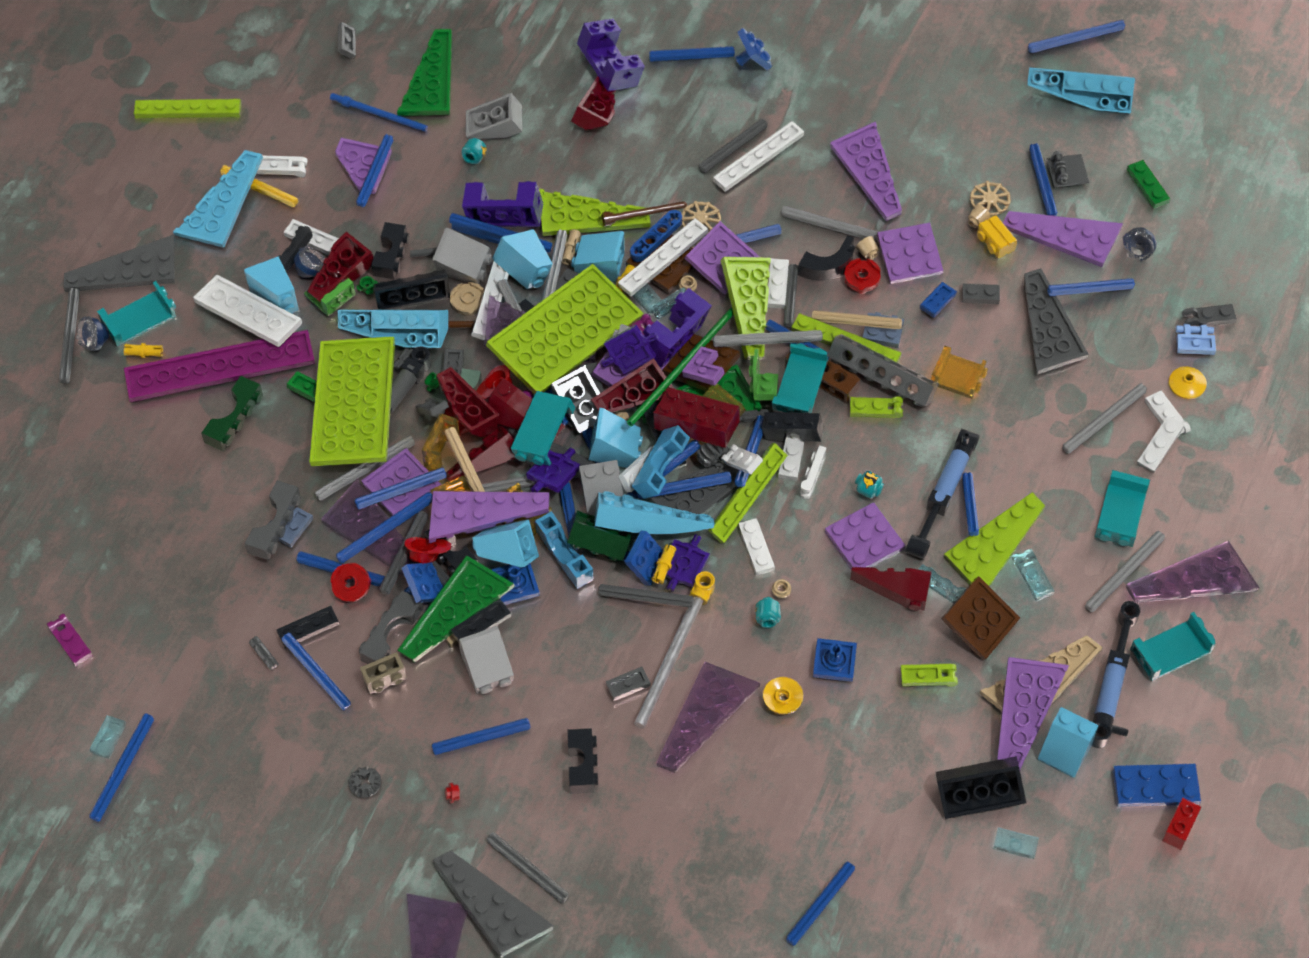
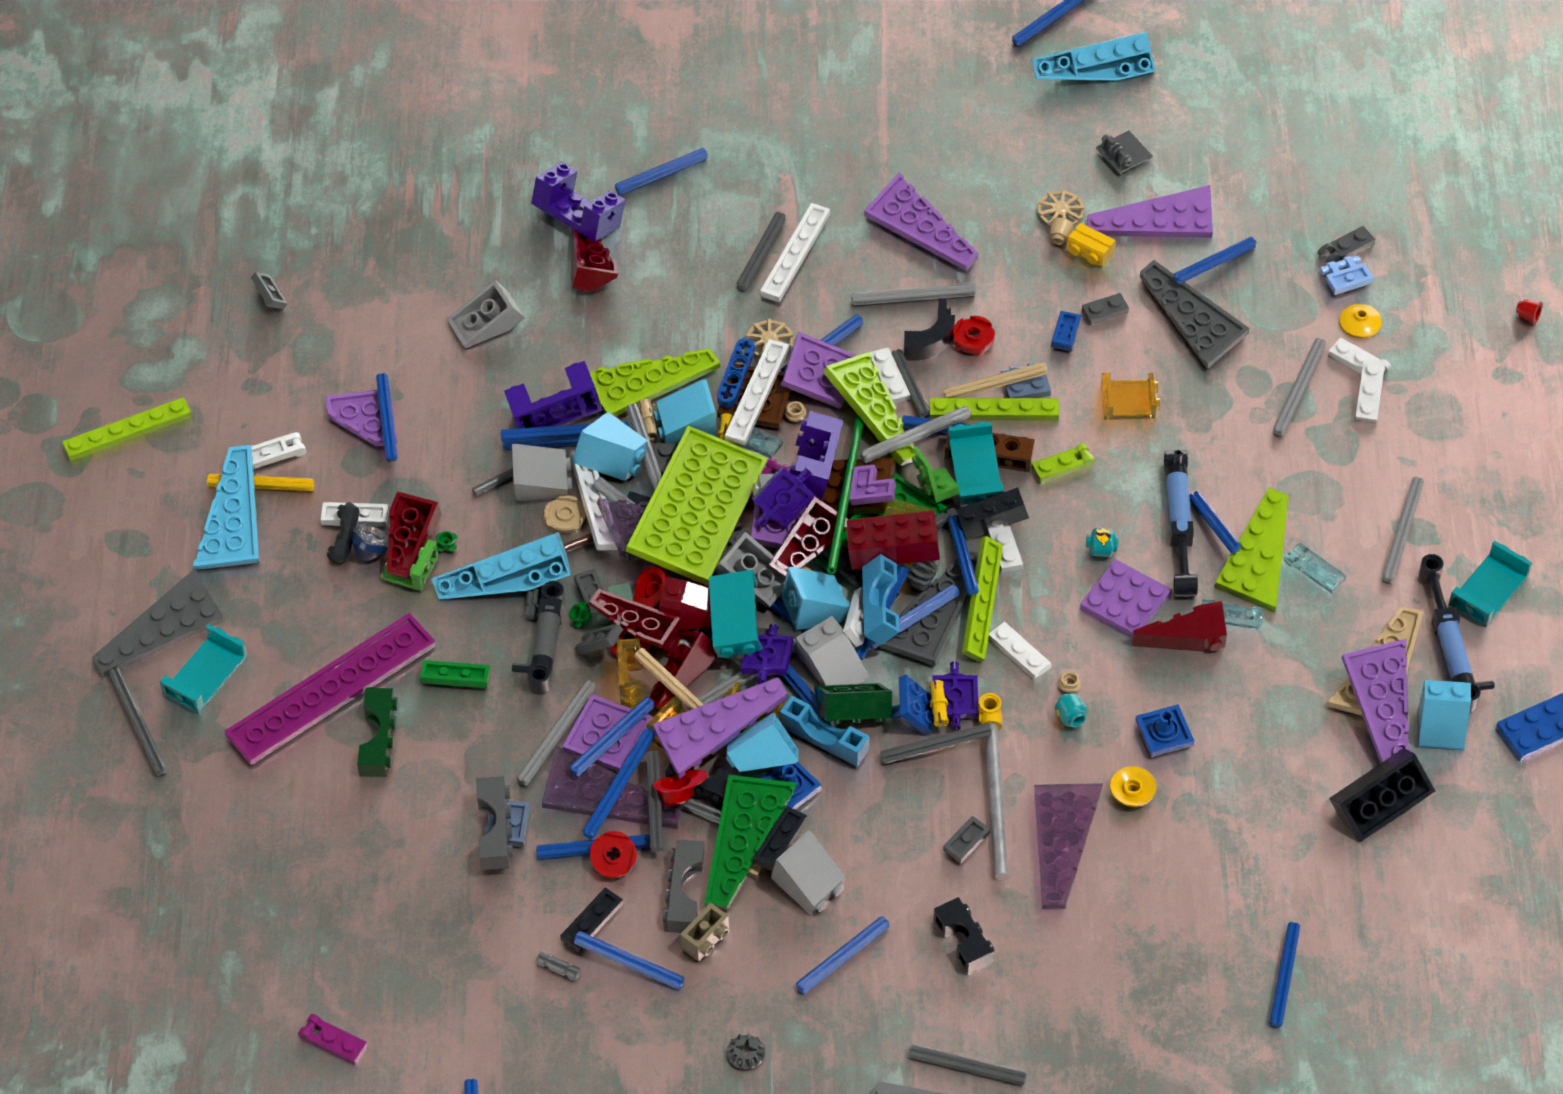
camera: 25 degrees left, 5 degrees down
(91, 333) = (165, 708): clear hair -> none
(143, 350) = (233, 704): yellow pin -> none
(248, 310) = (330, 617): white plate -> none
(272, 284) = (346, 580): medium azure slope -> none
(348, 101) = (308, 356): blue bar -> none
(352, 401) = (509, 666): lime plate -> none
(388, 263) = (449, 481): black arch -> none
(412, 290) = (501, 527): black slope -> none
(422, 581) = (694, 822): blue plate -> none
(431, 83) = (392, 304): green wing -> none
(452, 792) = (846, 1023): red plate -> none
(474, 151) = (483, 357): teal head -> none
(609, 218) = (675, 373): reddish brown piece -> none
(636, 515) = (886, 665): medium azure wedge -> none
(663, 307) = (788, 438): clear light blue plate -> none
(741, 459) = (963, 565): white plate -> none
(754, 50) = (730, 142): blue plate -> none
(812, 473) = (1037, 553): white plate -> none
(868, 248) = (965, 305): tan hat -> none
(910, 253) = (1010, 294): medium lavender plate -> none
(925, 386) = (1019, 412): dark grey brick -> none
(929, 675) = (1266, 707): lime plate -> none
(980, 618) = (1289, 630): reddish brown plate -> none
(1016, 843) = (1444, 835): clear light blue plate -> none
(1043, 180) = (1104, 170): blue axle -> none
(1122, 508) = (1366, 468): teal panel -> none
(1139, 243) = (1240, 198): clear hair -> none
(1148, 184) = (1213, 136): green plate -> none
(1204, 574) = (1480, 503): clear purple wing -> none

